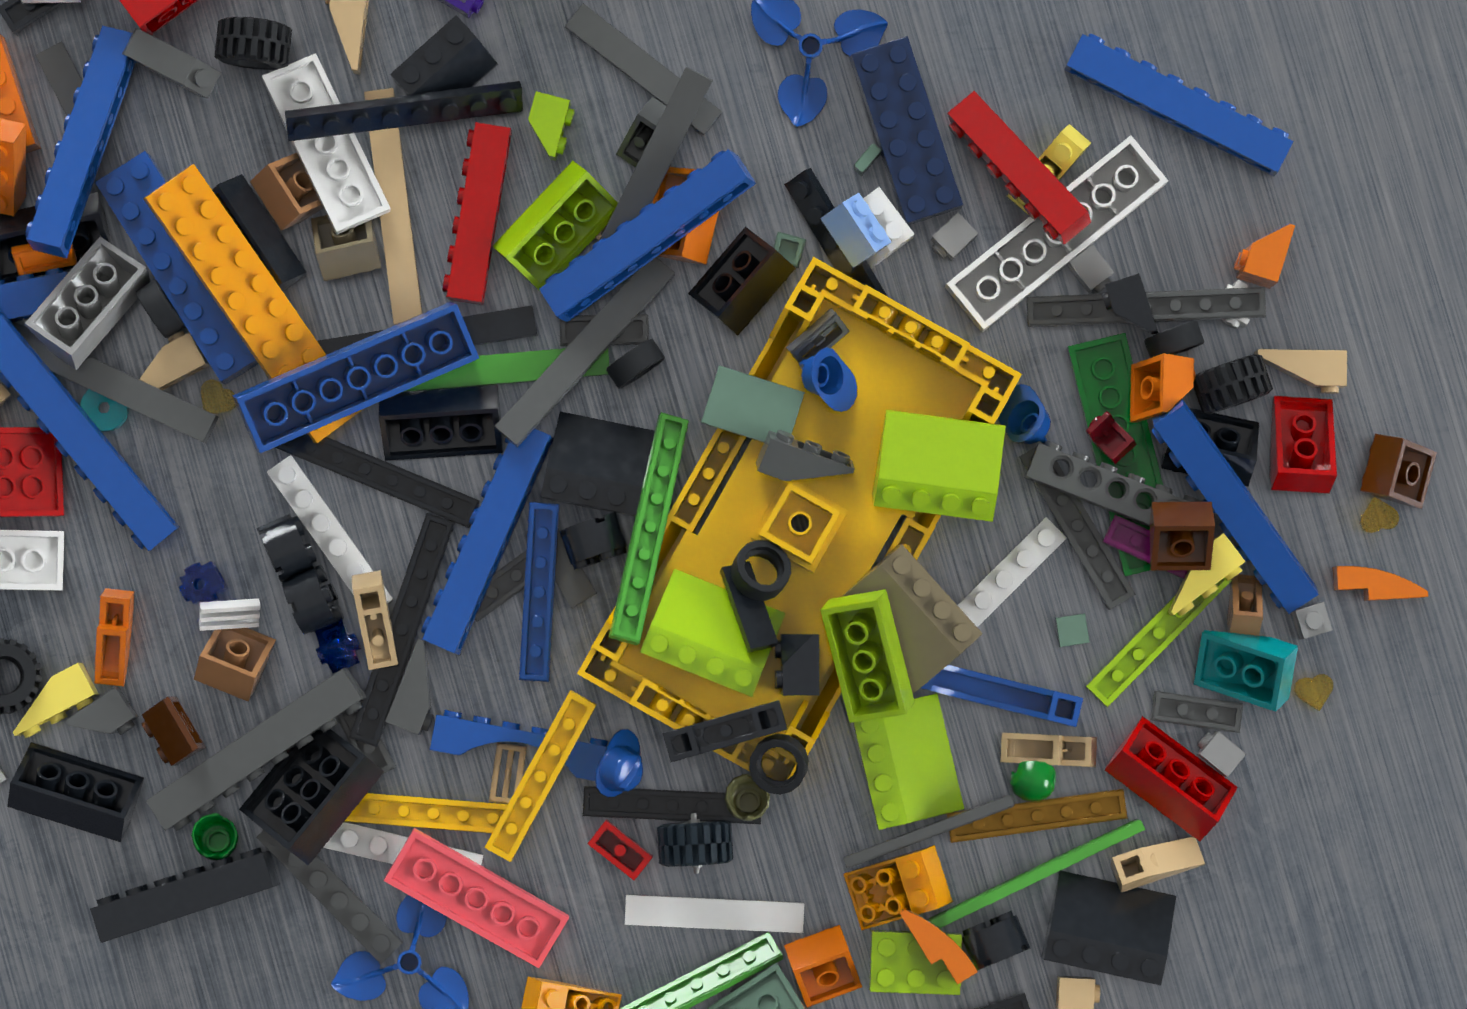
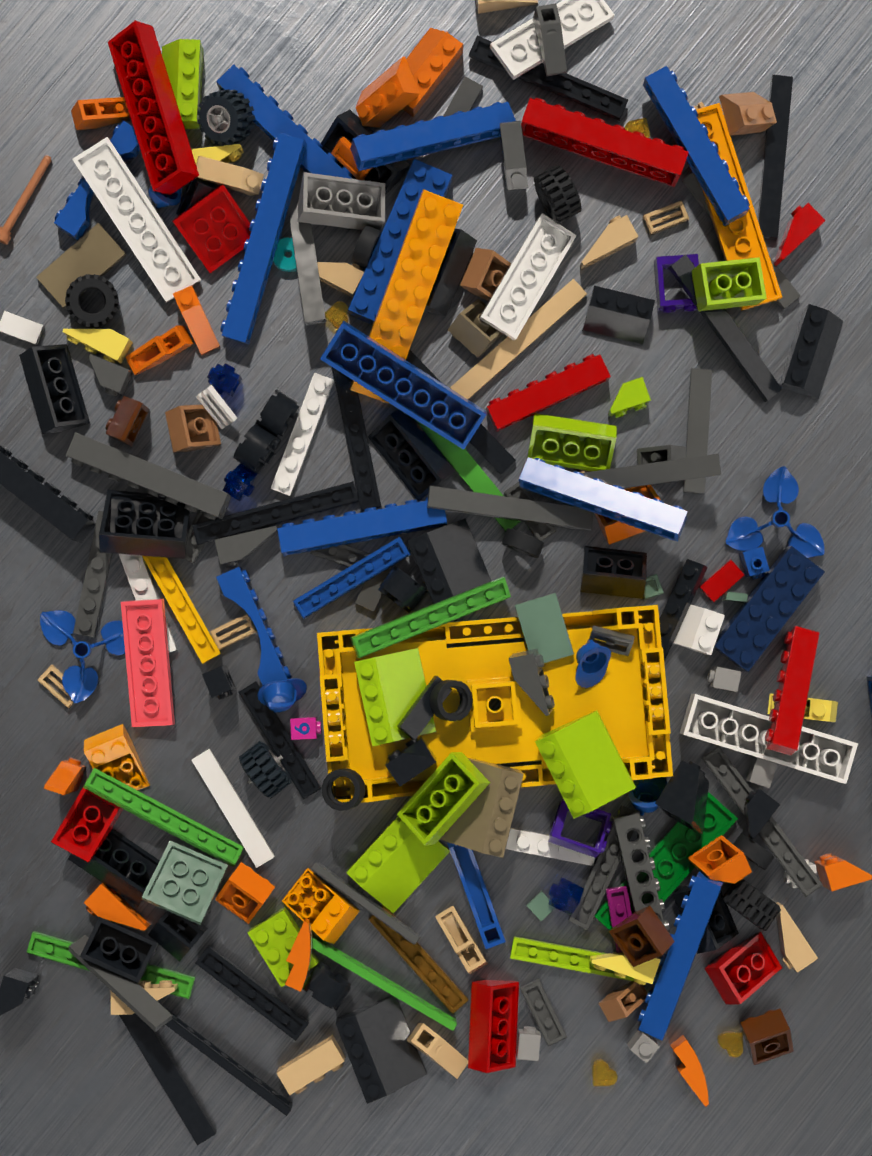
camera: 50 degrees right, 0 degrees up
(109, 568) = (196, 320): none -> orange slope
(214, 836) = (81, 486): green hair -> none
(374, 619) = (270, 492): tan slope -> none
(404, 111) = (578, 308): black plate -> none
(540, 775) = (243, 652): yellow plate -> none
(557, 828) = (219, 682): none -> black brick
(620, 849) = (232, 728): red brick -> none
(678, 771) = (305, 728): none -> dark pink brick
(725, 731) = (341, 744): black slope -> none
(745, 798) = (310, 781): olive hair -> none
(838, 161) = (721, 581): none -> red tile
(842, 109) = (754, 563): none -> blue brick
(856, 230) = (690, 619): light blue brick -> none
(1005, 497) = (597, 815): none -> dark purple window
(1033, 780) = (436, 944): green hair -> none
(1057, 375) = (686, 796): none -> black slope
(1078, 593) = (565, 896): none -> clear blue brick
(1110, 437) = (670, 852): dark red bracket -> none
(1246, 667) = (589, 1026): teal slope -> none

